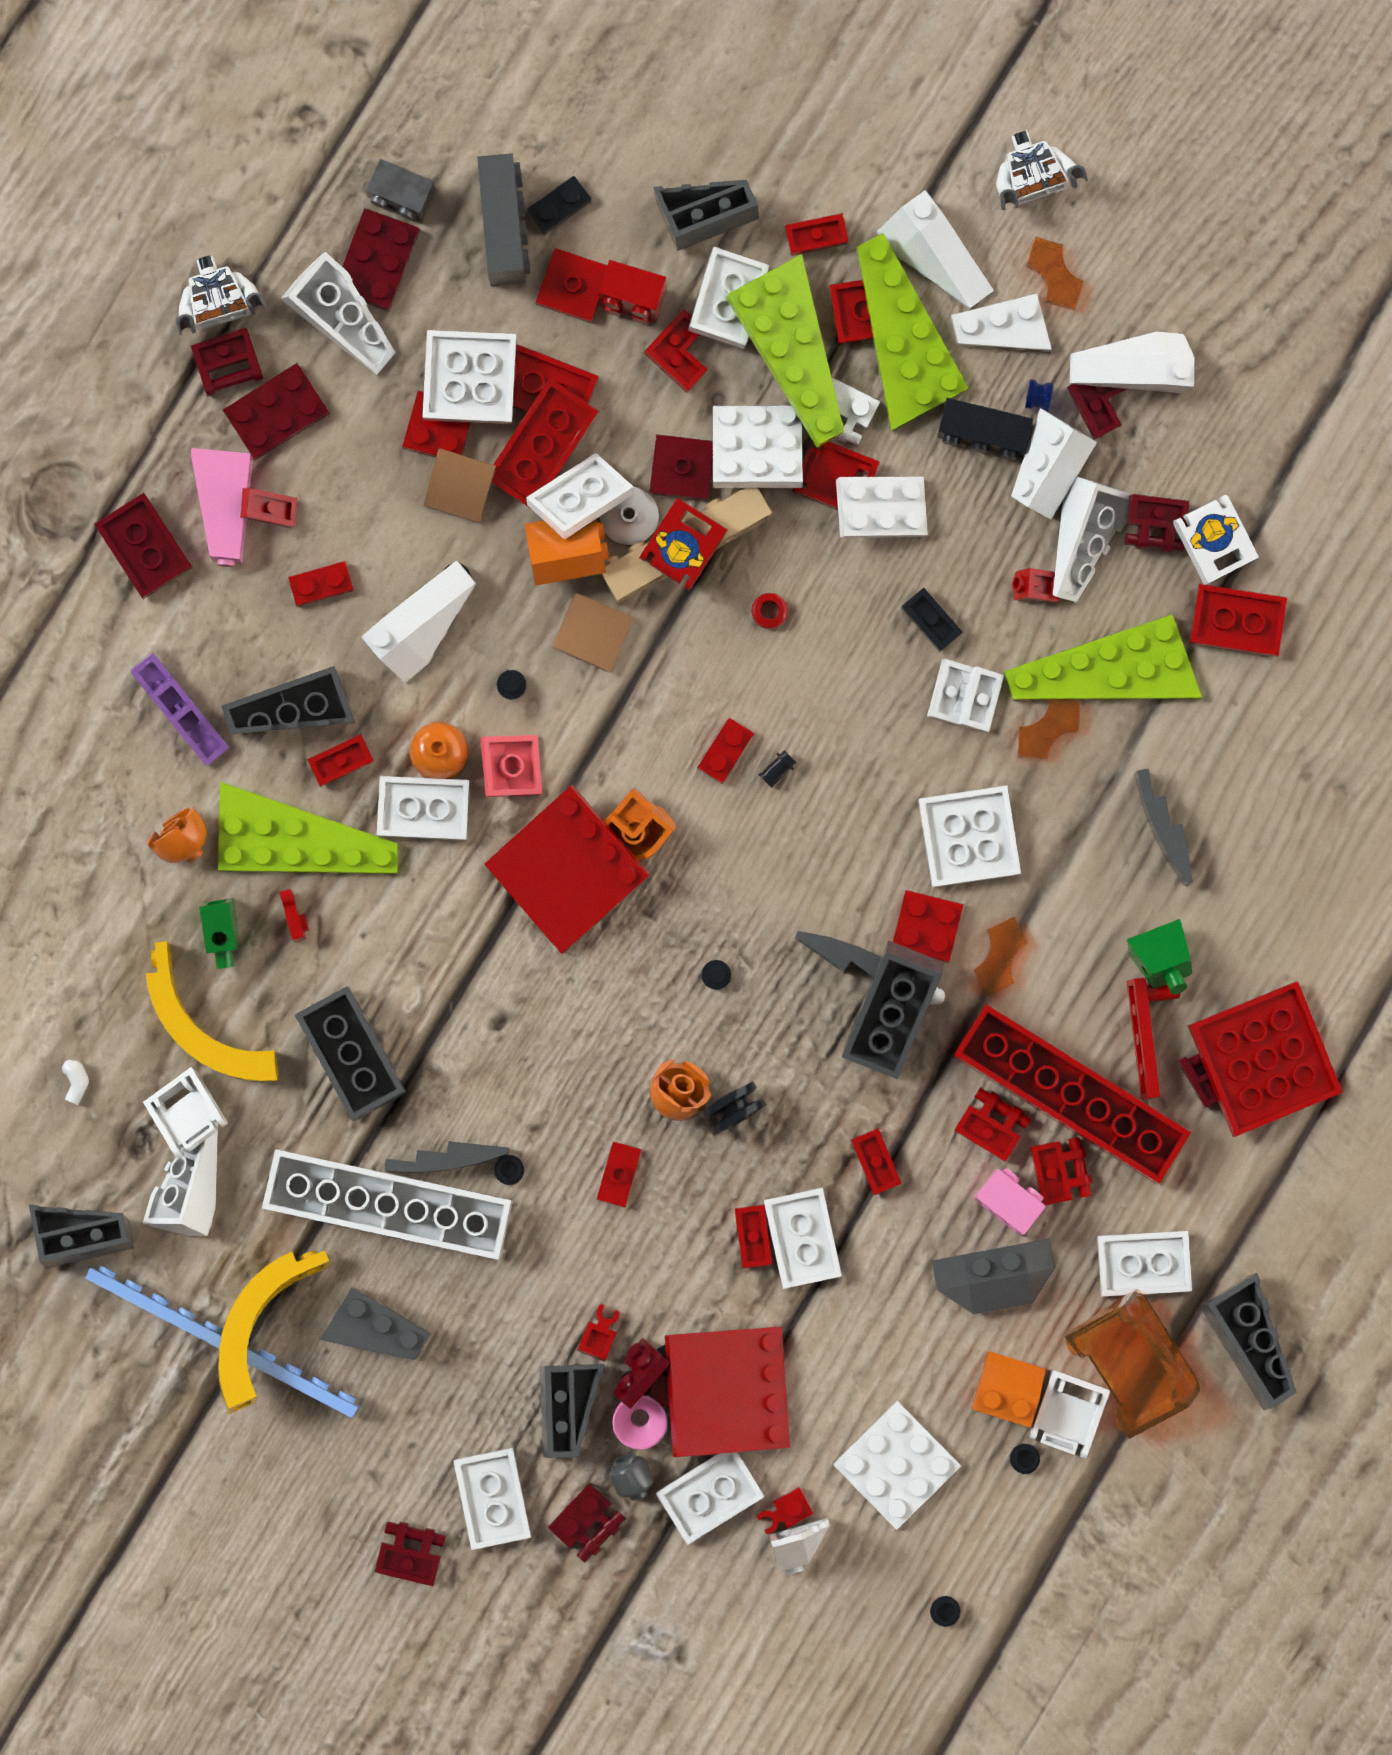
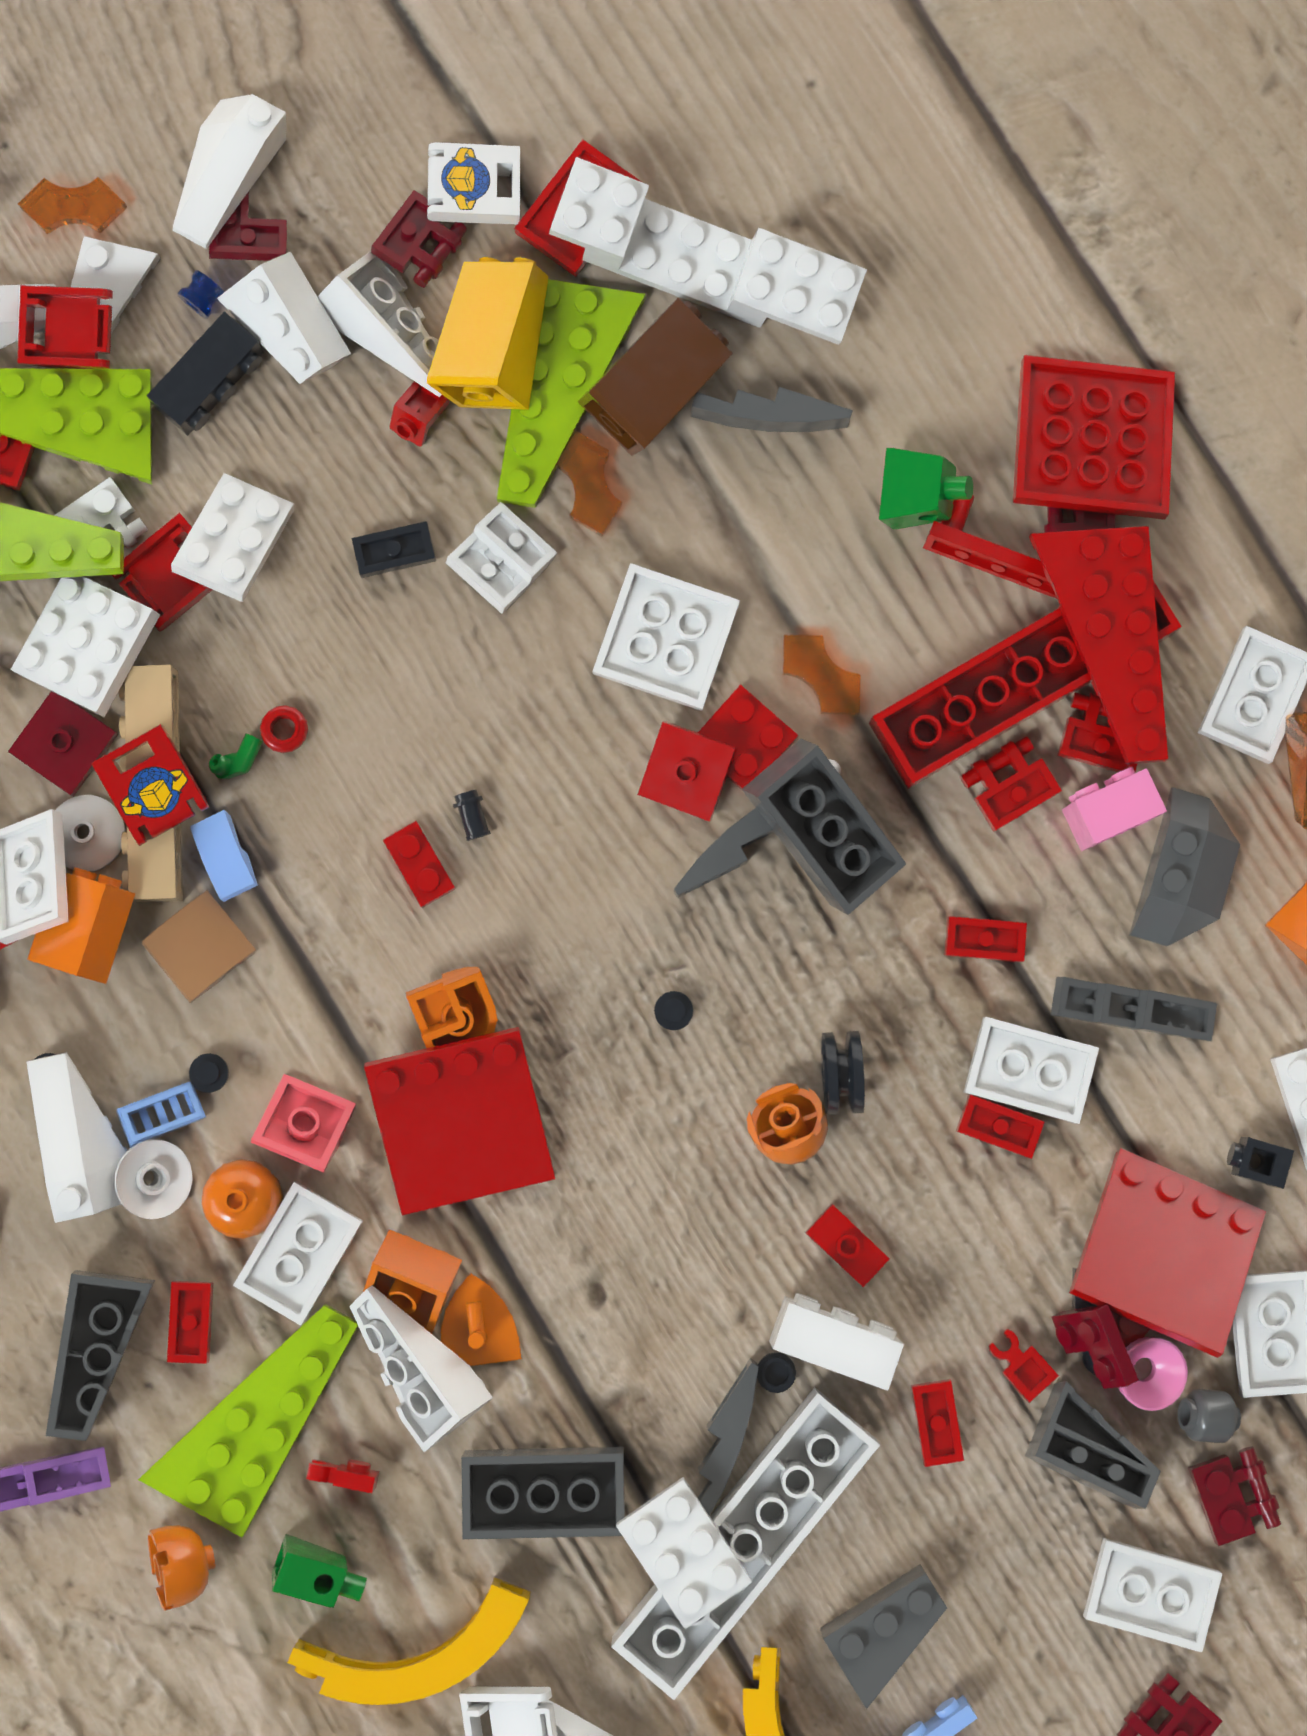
camera: 65 degrees left, 0 degrees up
(361, 1164) = (684, 1553): none -> white plate
(386, 937) = (430, 1380): none -> white wedge
(423, 698) = (170, 1182): none -> white dish
(435, 954) = (480, 1325): none -> orange shield
(440, 893) = (414, 1277): none -> orange slope
(455, 643) = (124, 1113): none -> light blue slope
(531, 1295) = (937, 1423): none -> red plate
(551, 1196) = (837, 1341): none -> white brick
(661, 616) = (223, 856): none -> light blue slope
(729, 590) = (236, 763): none -> green arm
(825, 1436) = (1273, 1165): none -> black brick
(881, 1288) = (1134, 1008): none -> dark grey slope
(884, 898) = (687, 771): none -> red plate
(968, 323) = (74, 327): none -> red container
(1114, 608) = (491, 335): none -> yellow slope
(1144, 1126) = (1111, 613): none -> red wing
(1146, 736) = (656, 376): none -> reddish brown slope
(1245, 726) = (702, 261): none -> white bracket

